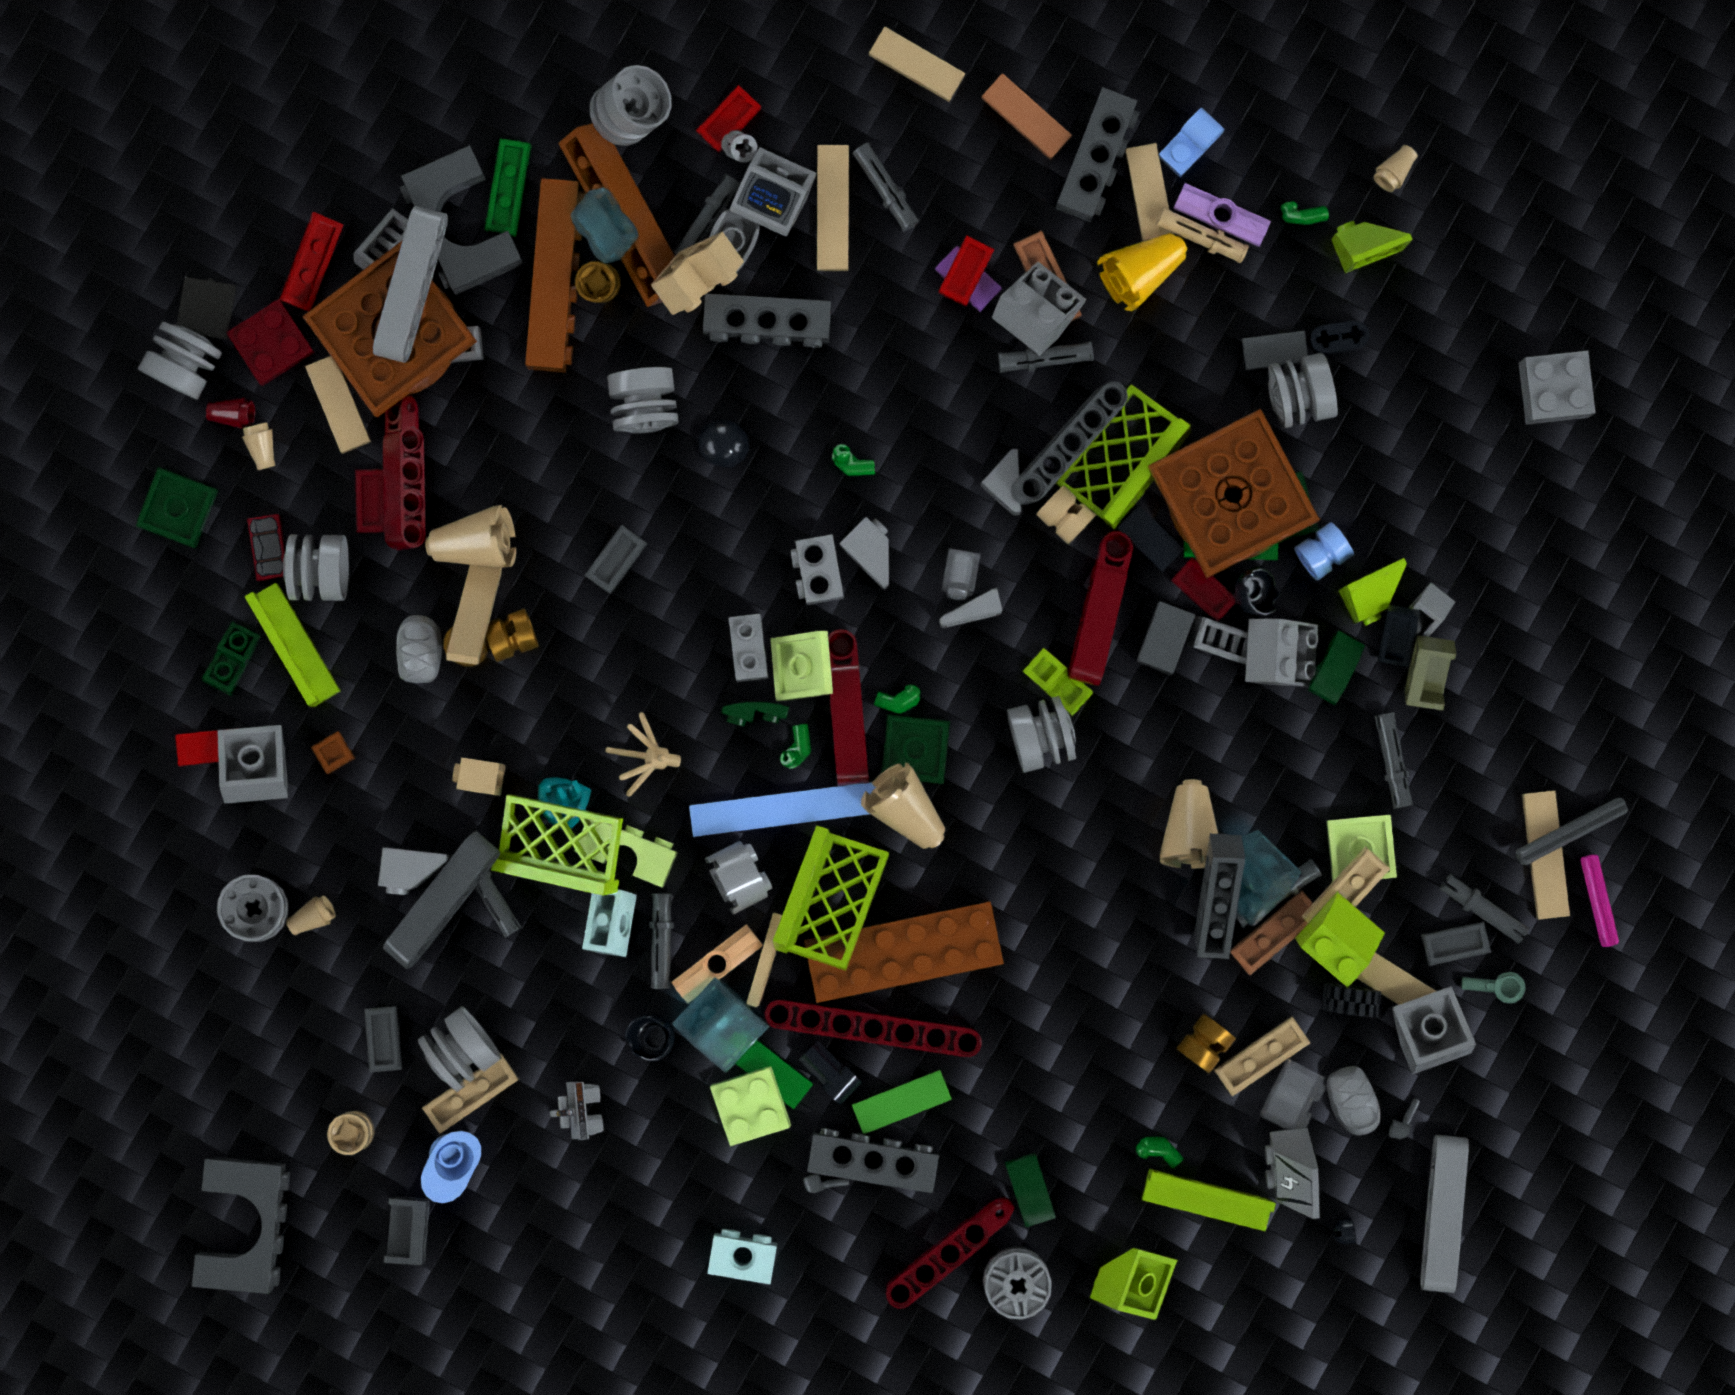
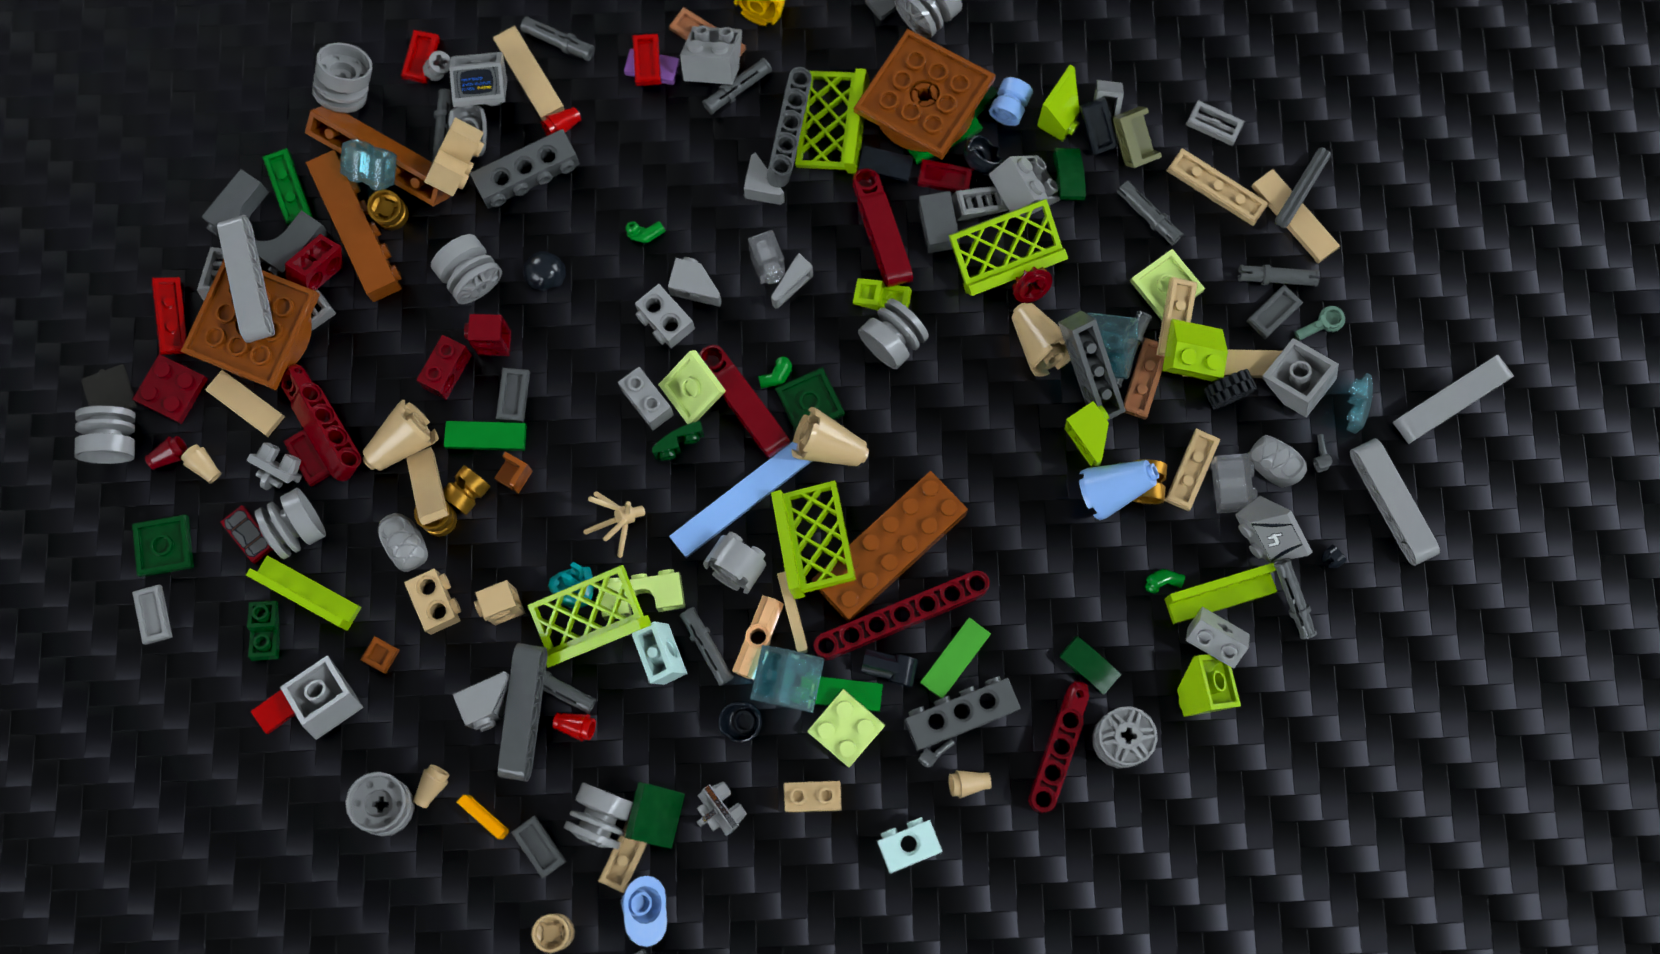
camera: 30 degrees left, 10 degrees down
(129, 574) = (152, 614): none -> light grey tile
(328, 496) = (284, 471): none -> light grey hips
(346, 978) = (483, 816): none -> light orange tile
(406, 730) = (427, 604): none -> tan brick
(487, 943) = (575, 725): none -> red cone
(489, 300) = (314, 263): none -> dark red brick
(512, 1079) = (654, 815): none -> dark green tile
(561, 490) = (444, 367): none -> dark red brick
(563, 586) = (485, 435): none -> green tile
(569, 645) = (513, 473): none -> dark orange panel
(625, 485) = (488, 334): none -> dark red brick
(677, 1153) = (812, 796): none -> tan brick
(799, 749) = (726, 449): green arm -> none
(834, 286) = (560, 120): none -> red cone
(836, 1231) = (967, 783): none -> tan cone
(1065, 514) = (816, 179): tan wheel -> none
(1166, 1031) = (1116, 485): none -> light blue cone
(1173, 1241) = (1218, 637): none -> light grey brick
(1177, 960) = (1089, 432): none -> lime slope
(1206, 736) = (1008, 270): none -> lime fence
(1218, 766) = (1033, 291): none -> dark red gear
(1274, 1261) = (1298, 608): none -> dark grey pin
(1484, 1085) = (1361, 399): none -> clear light blue slope
(1485, 774) = (1217, 187): none -> tan tile
(1514, 679) = (1213, 126): none -> light grey tile
(1577, 1147) = (1453, 399): none -> light grey beam
(1599, 900) = (1352, 224): dark pink axle -> none

